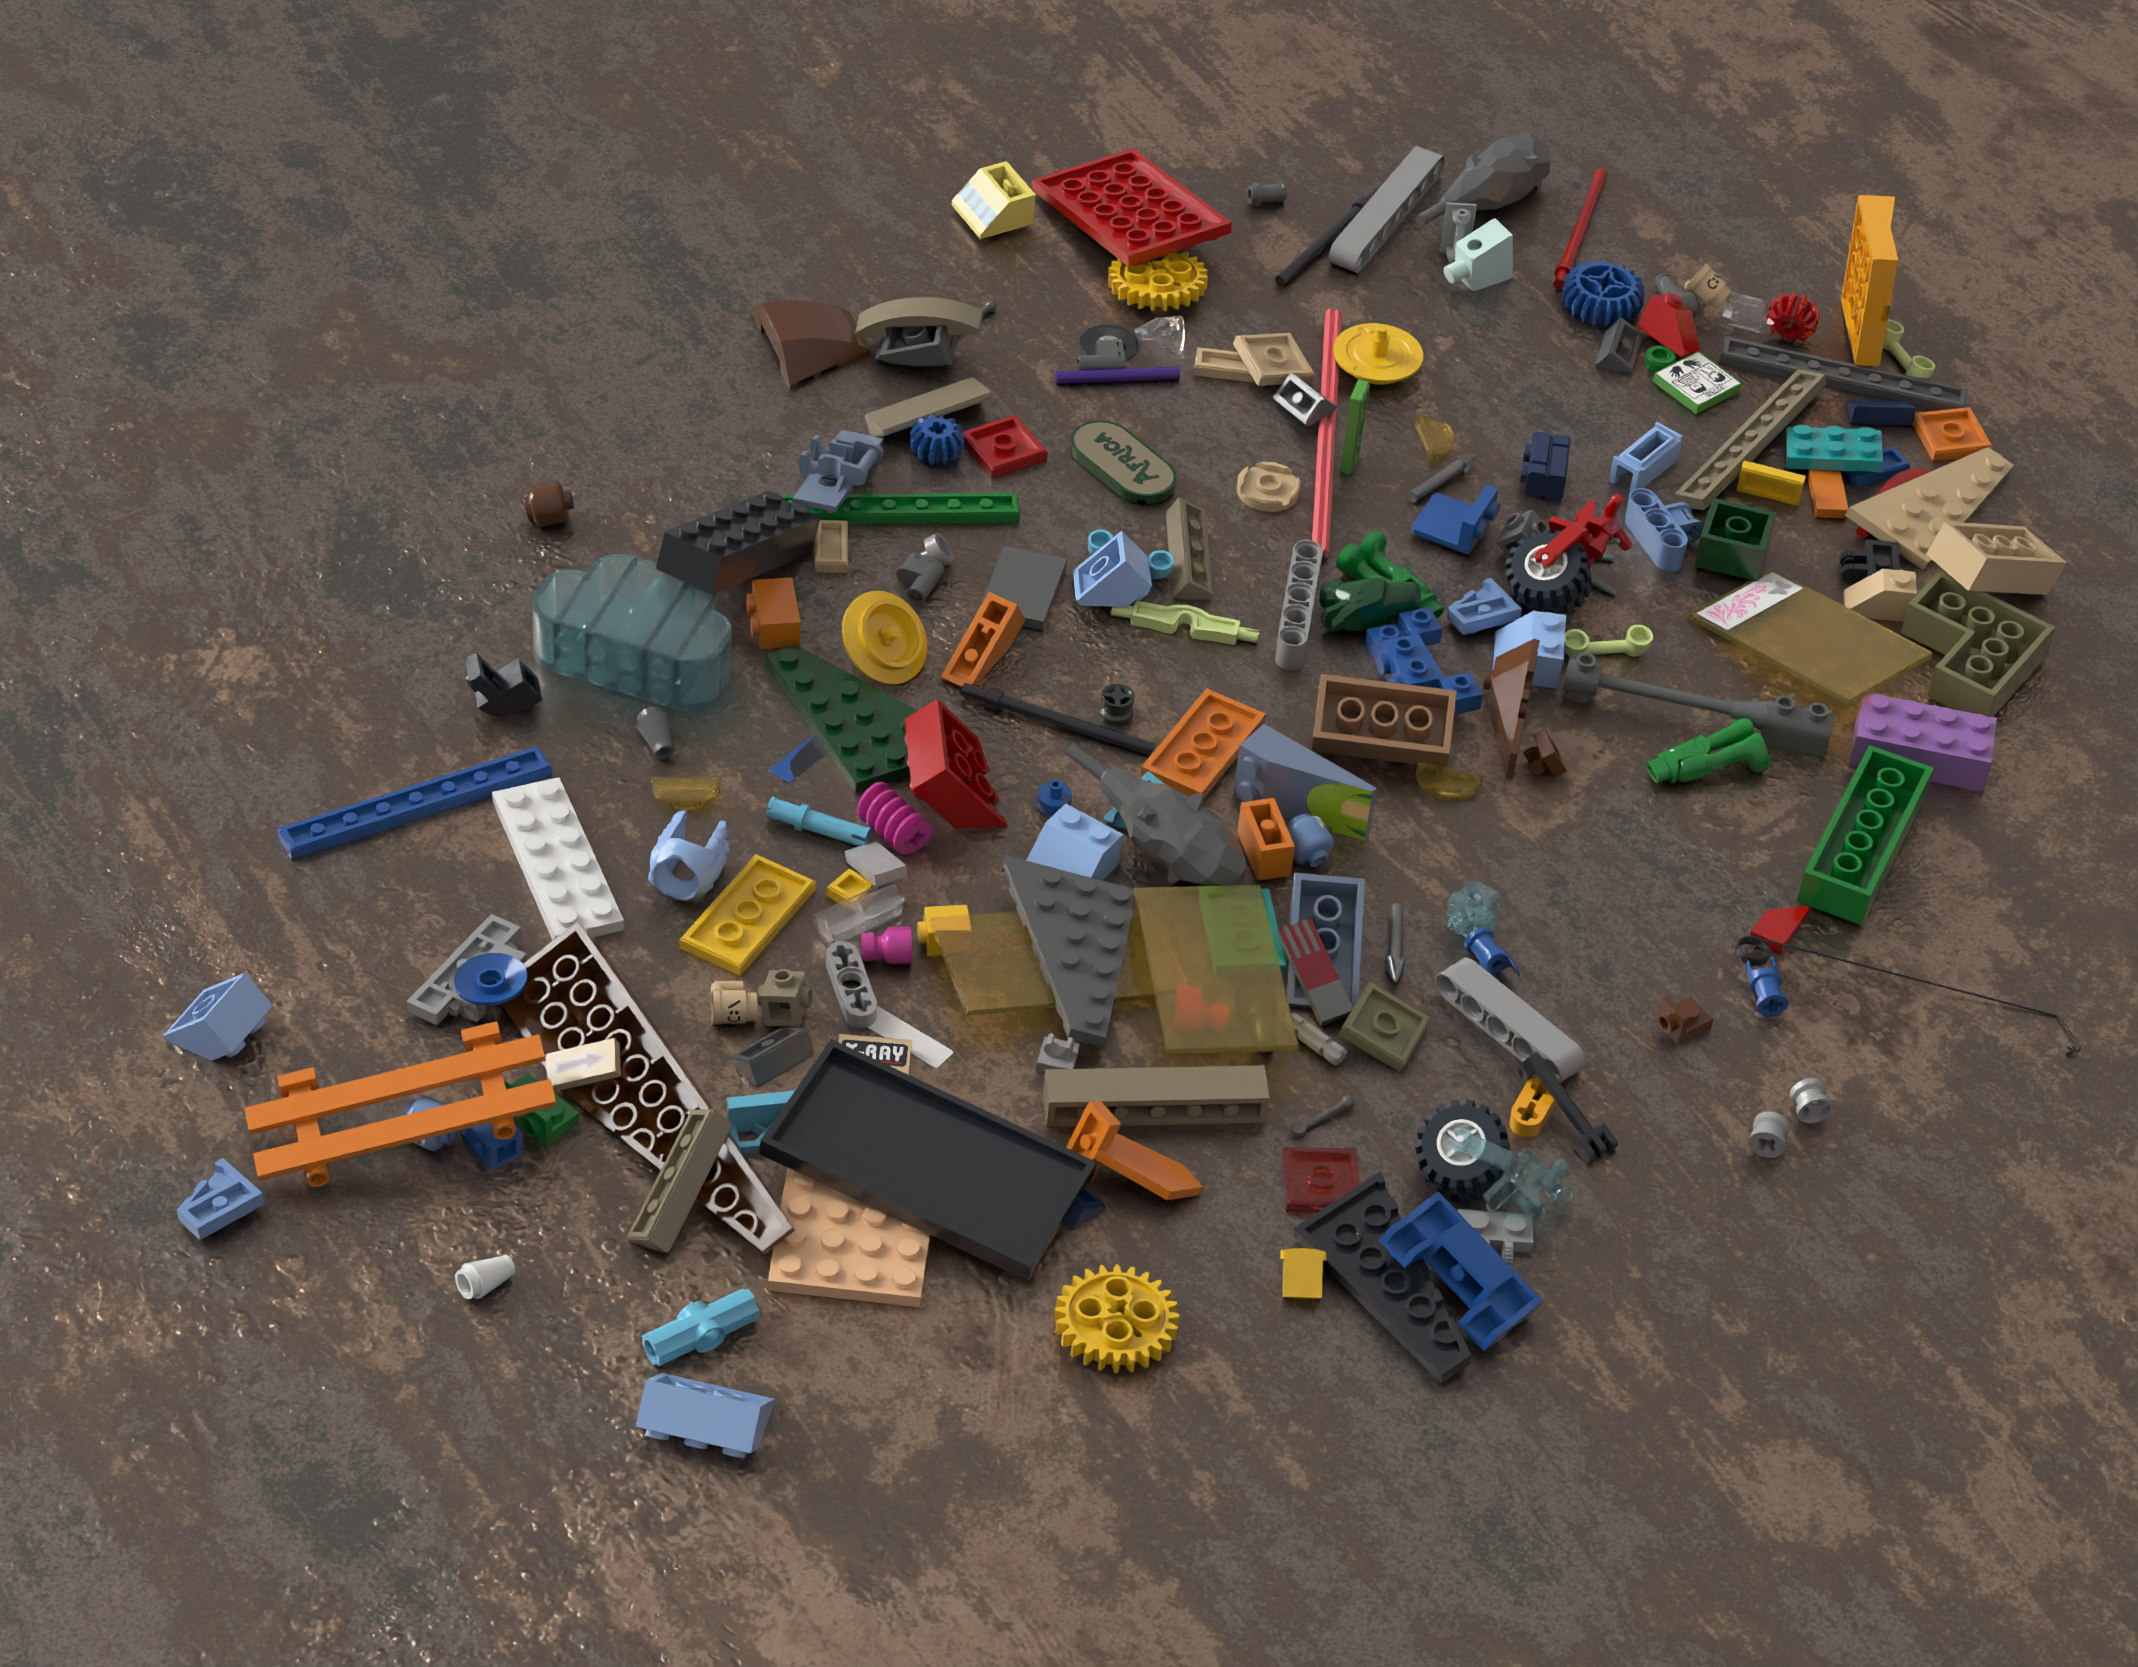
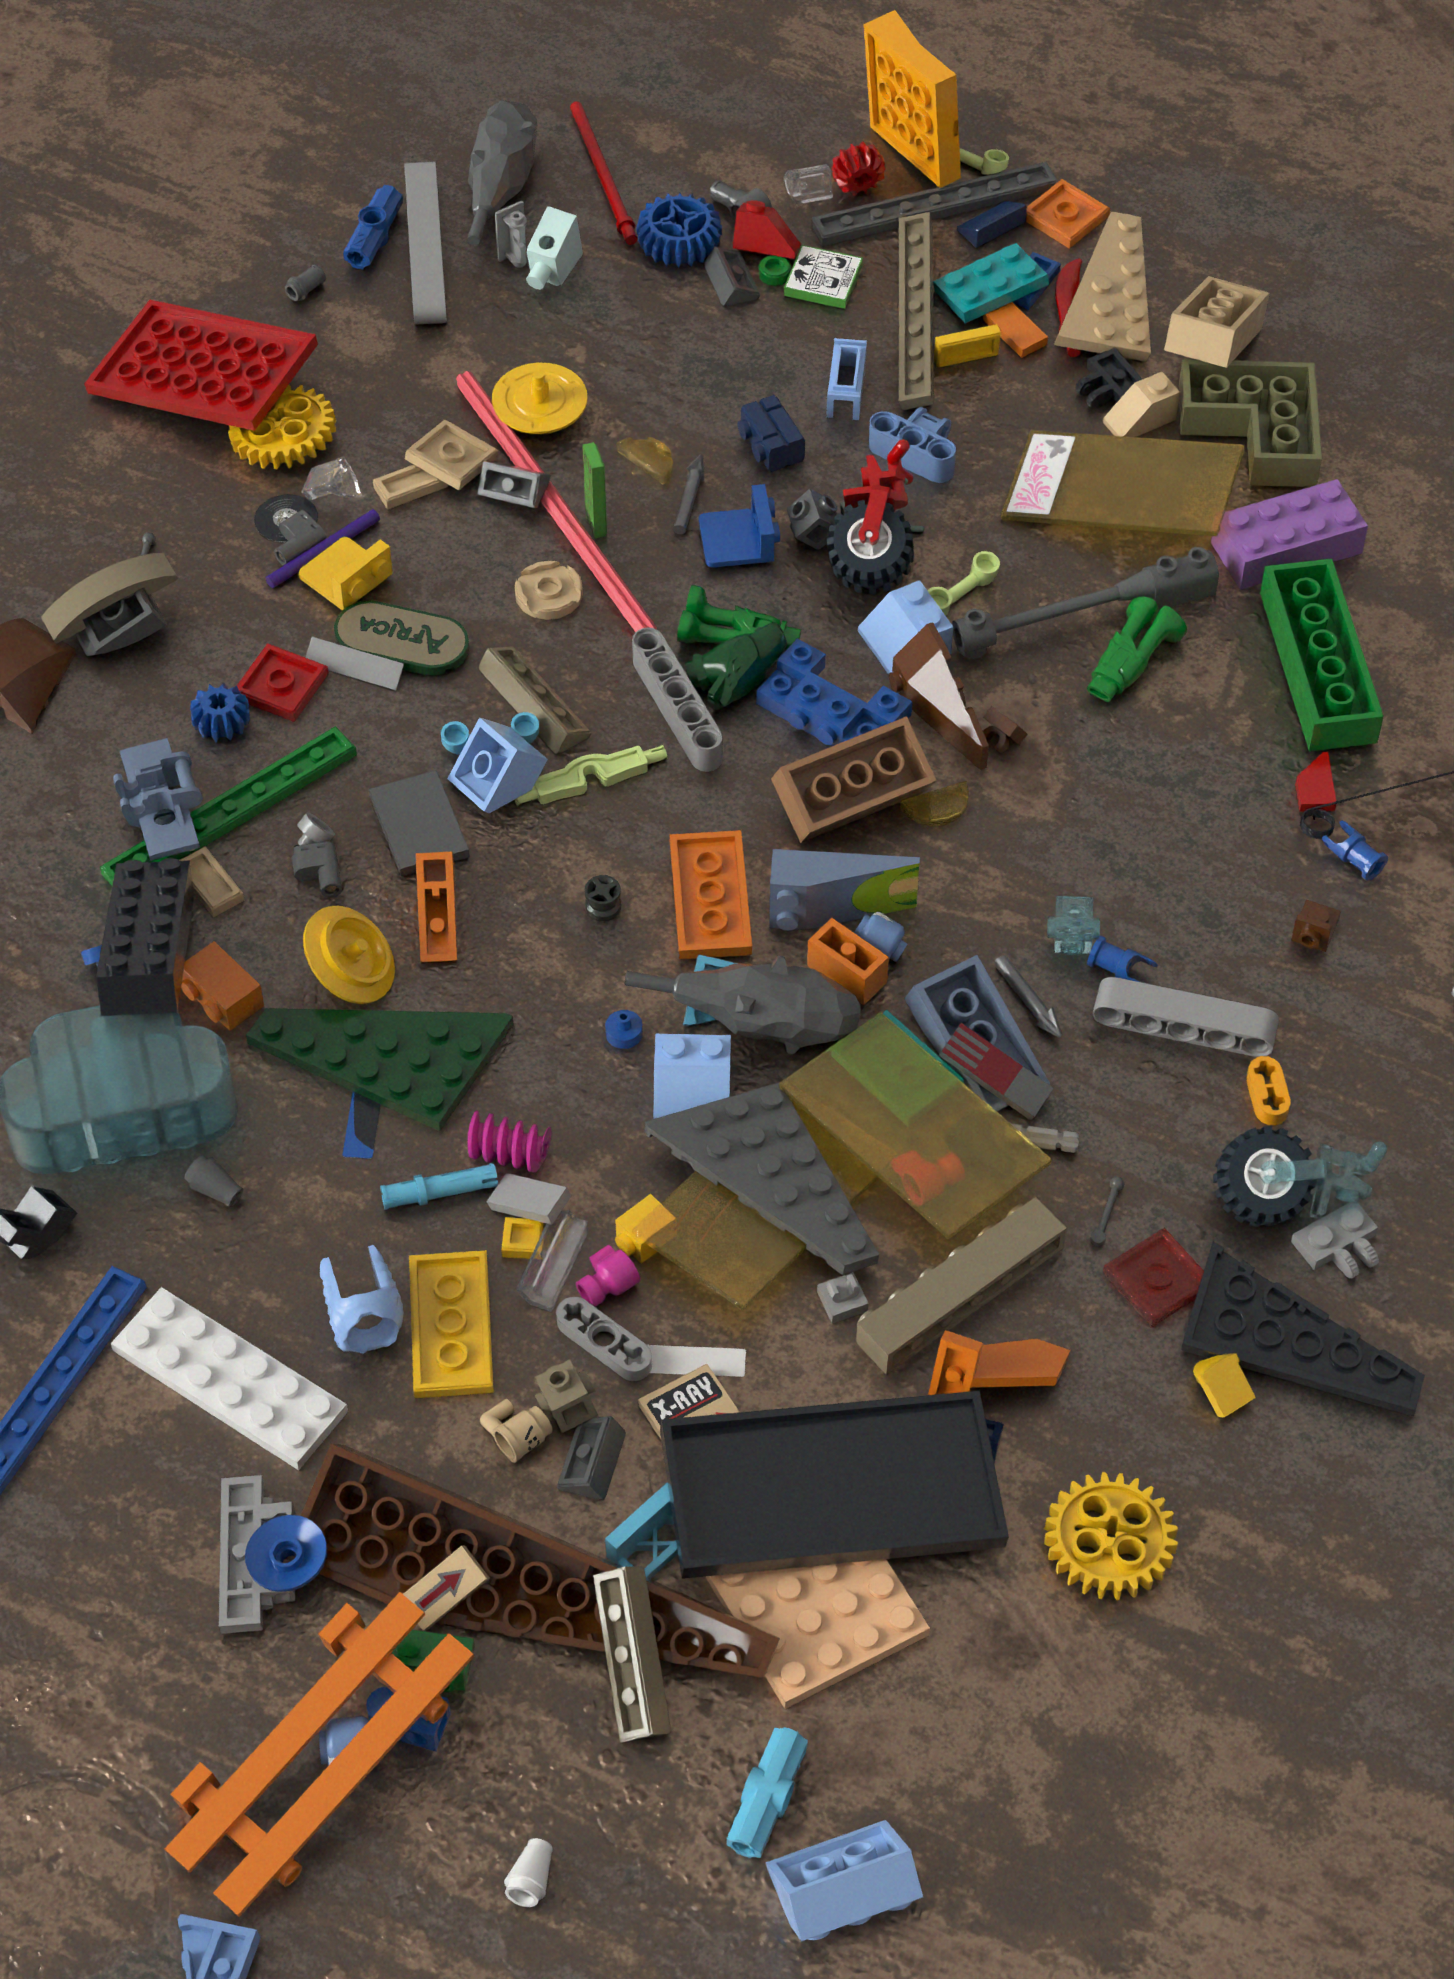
camera: 30 degrees left, 10 degrees up
(220, 1019) = (52, 1763): light blue slope -> none
(686, 791) = (287, 1228): clear yellow tile -> none
(934, 403) = (181, 682): dark tan slope -> none
(950, 769) = (518, 1060): red wedge -> none
(995, 201) = (71, 425): light yellow slope -> none
(996, 699) = (491, 956): black bar -> none
(1071, 461) = (355, 663): none -> light grey sticker
(1121, 397) = (347, 571): none -> yellow bracket
(1322, 243) = (399, 255): black bar -> none
(1354, 179) = (373, 227): none -> blue piece
(1384, 1026) = (1090, 1088): olive tile -> none
(1467, 1265) = (1360, 1289): blue bracket -> none
(1483, 609) = (833, 610): medium blue wing -> none
(1591, 1140) = (1342, 1091): black hinge -> none
(1707, 287) = (767, 176): tan piece -> none
(1735, 539) = (989, 420): dark green brick -> none

